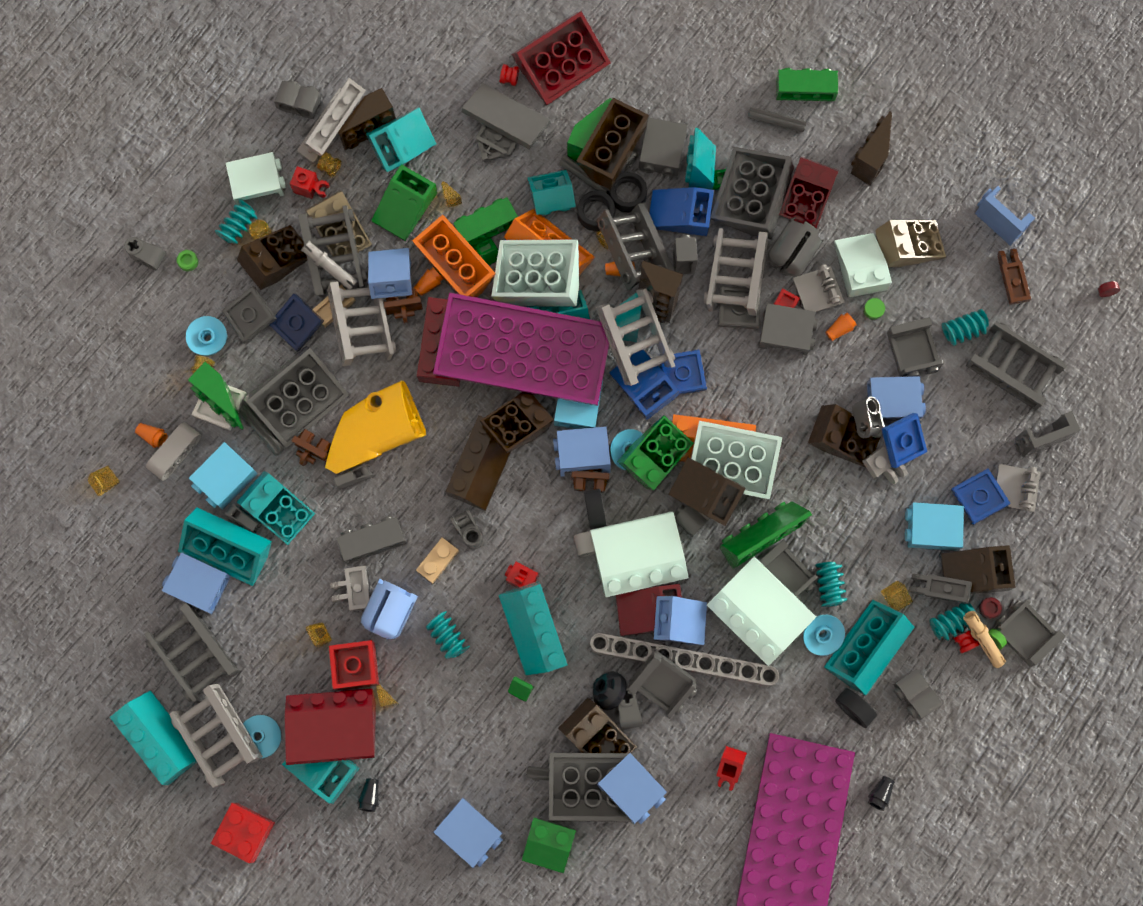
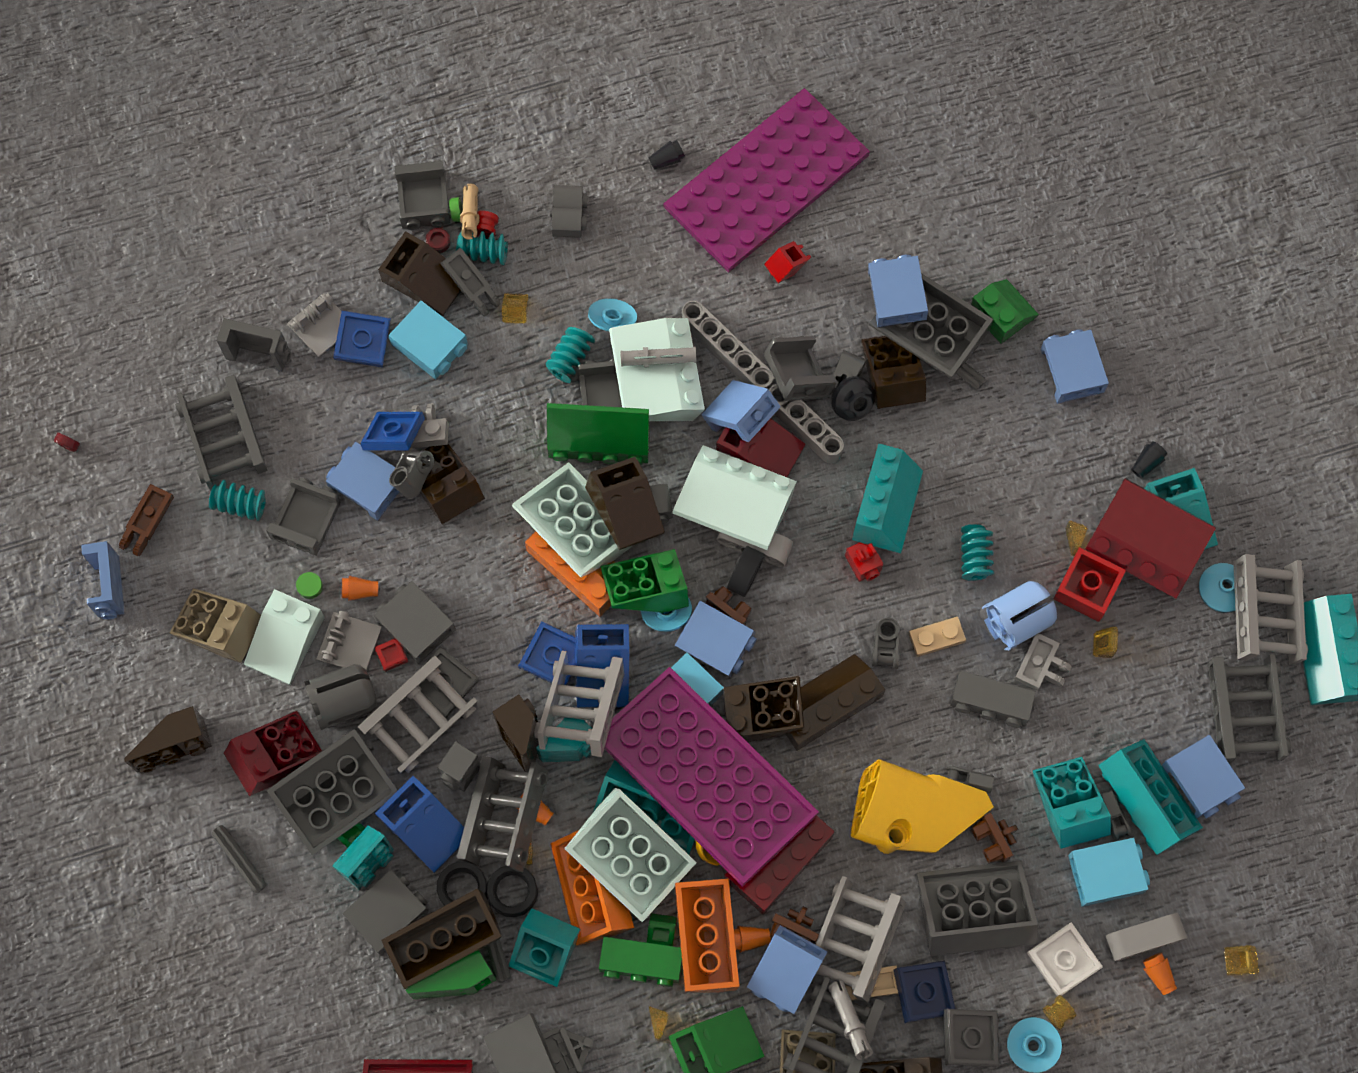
camera: 145 degrees left, 5 degrees down
(213, 390) = (1064, 962): green slope -> none
(242, 832) = (1294, 504): red brick -> none
(261, 430) = (1034, 882): dark grey axle -> none
(520, 689) = (935, 461): green slope -> none
(761, 617) = (628, 359): none -> light grey pin
(806, 85) = (176, 873): green brick -> none
(856, 707) = (634, 233): black tyre -> none
(869, 646) = (578, 279): teal slope -> none

